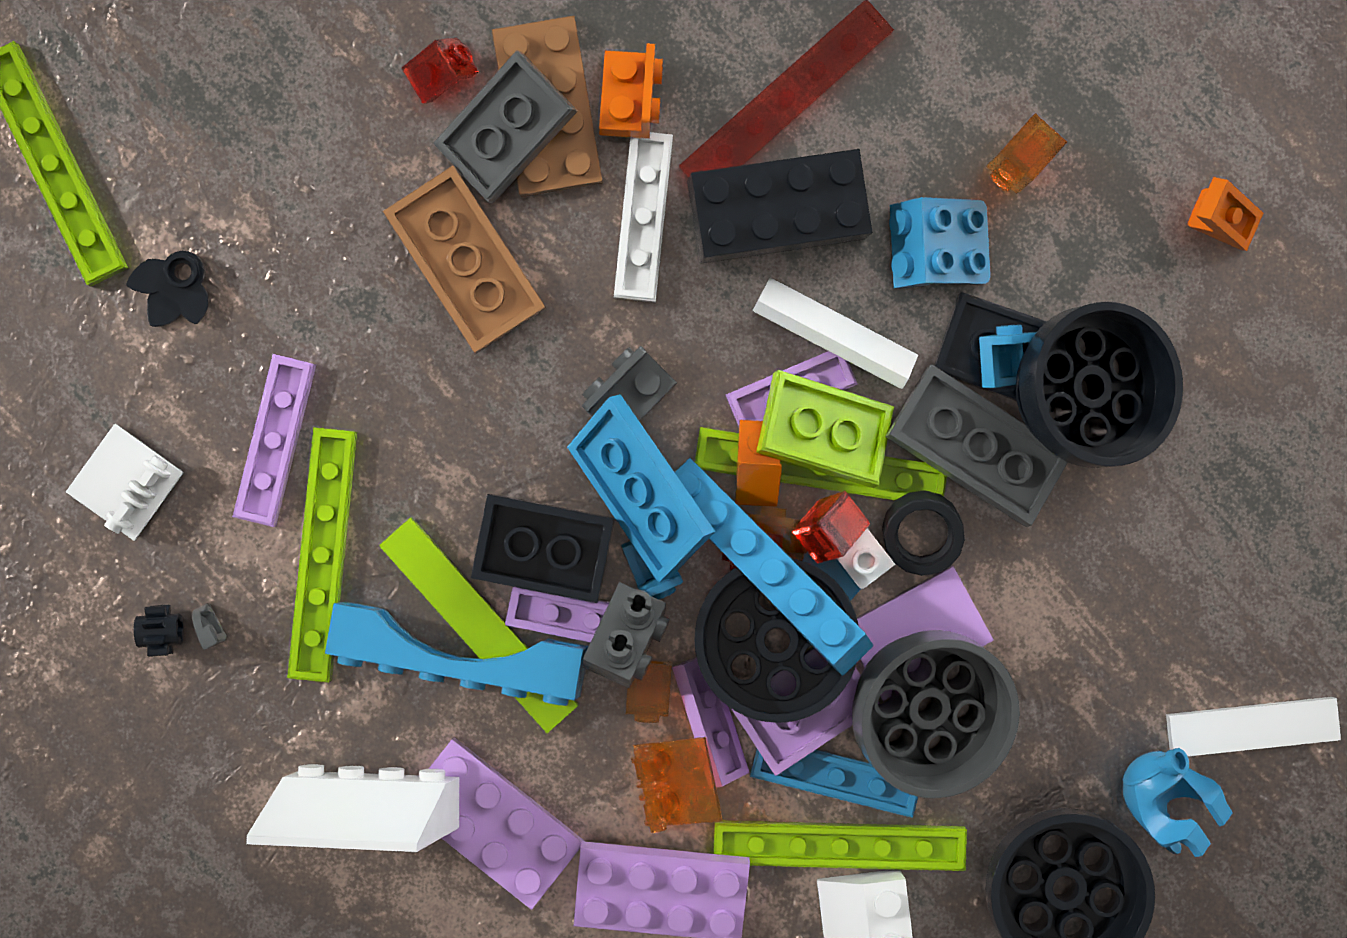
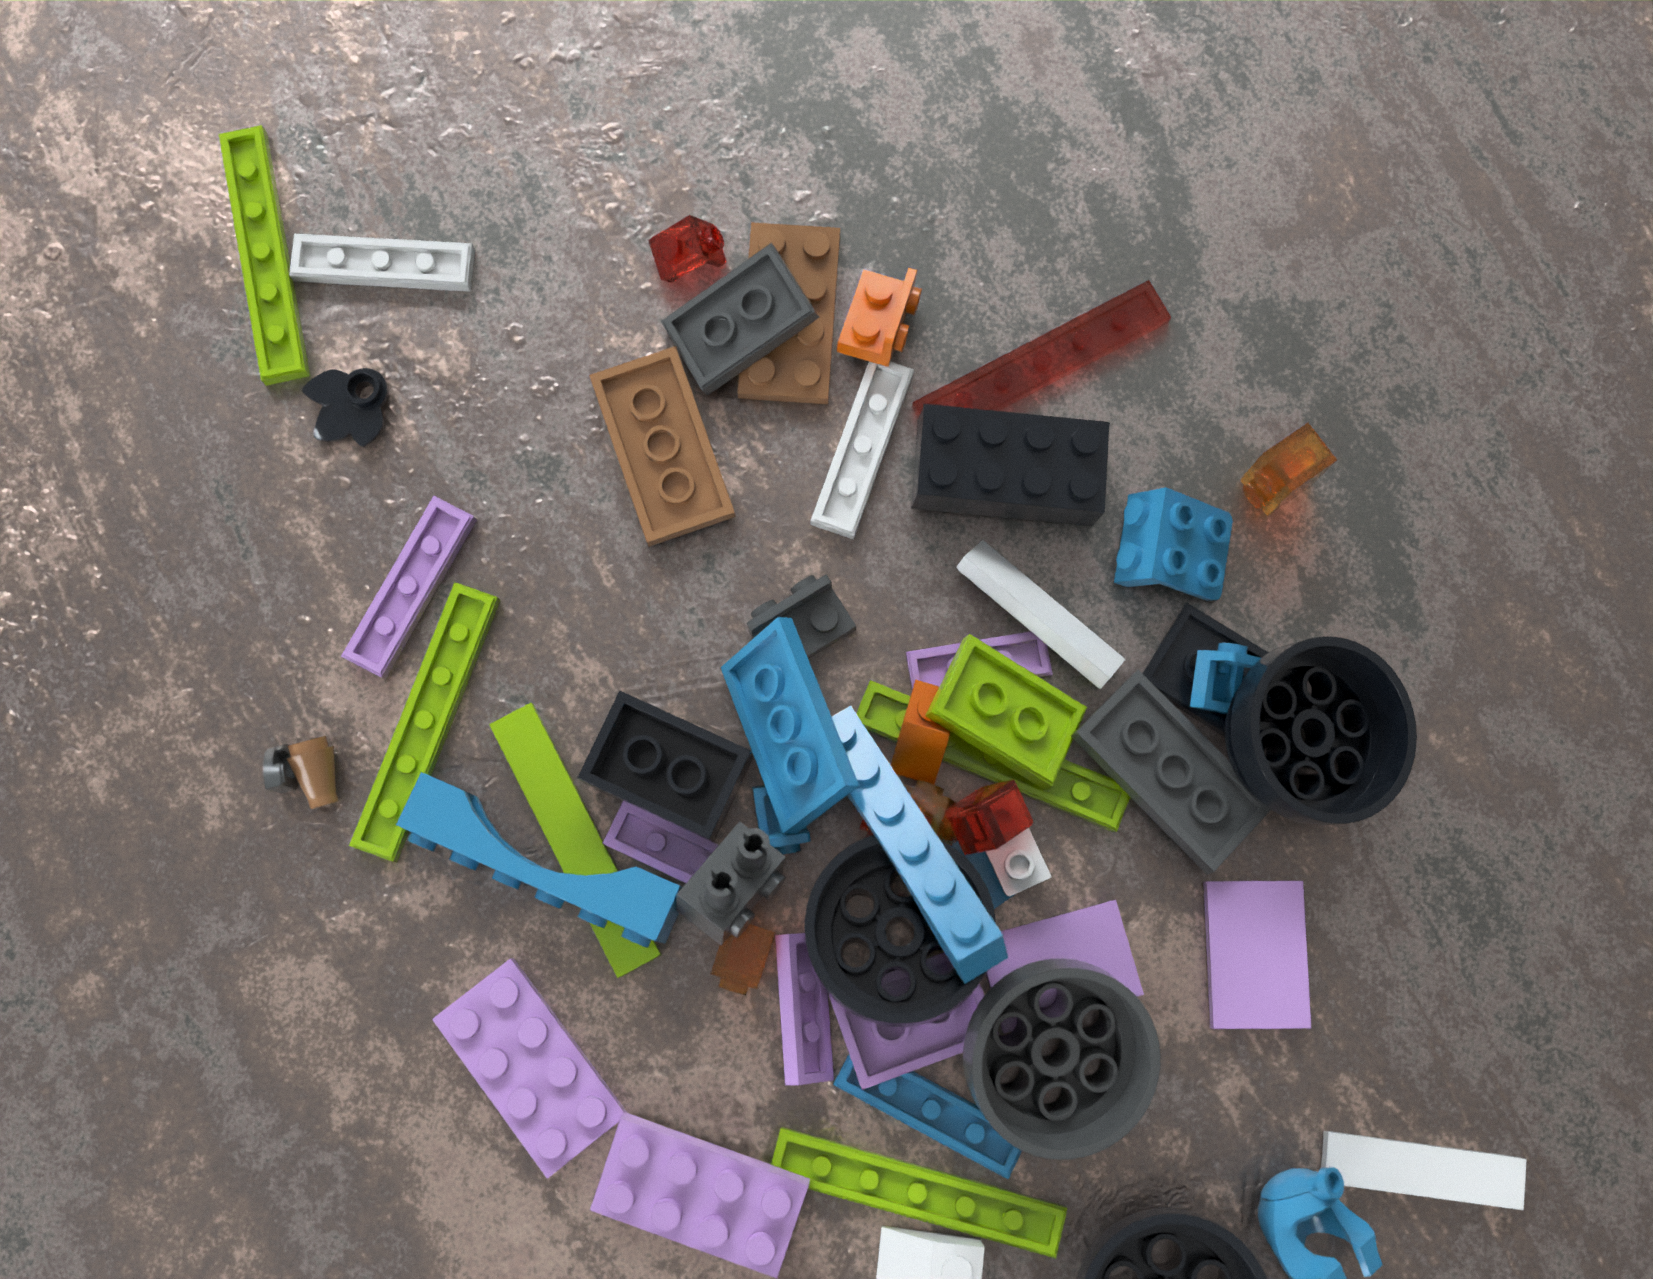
camera: 20 degrees right, 10 degrees down
(124, 482) = (237, 593): white hinge -> none
(158, 630) = (224, 758): black gear -> none
(163, 146) = (382, 262): none -> white tile
(238, 620) = (315, 770): none -> medium nougat cone
(359, 809) = (383, 1006): white slope -> none
(676, 783) = (748, 1070): clear orange hinge -> none
(938, 560) = (1089, 889): black tyre -> none
(1082, 583) = (1256, 955): none -> lavender tile
(1225, 214) = (1493, 586): orange slope -> none

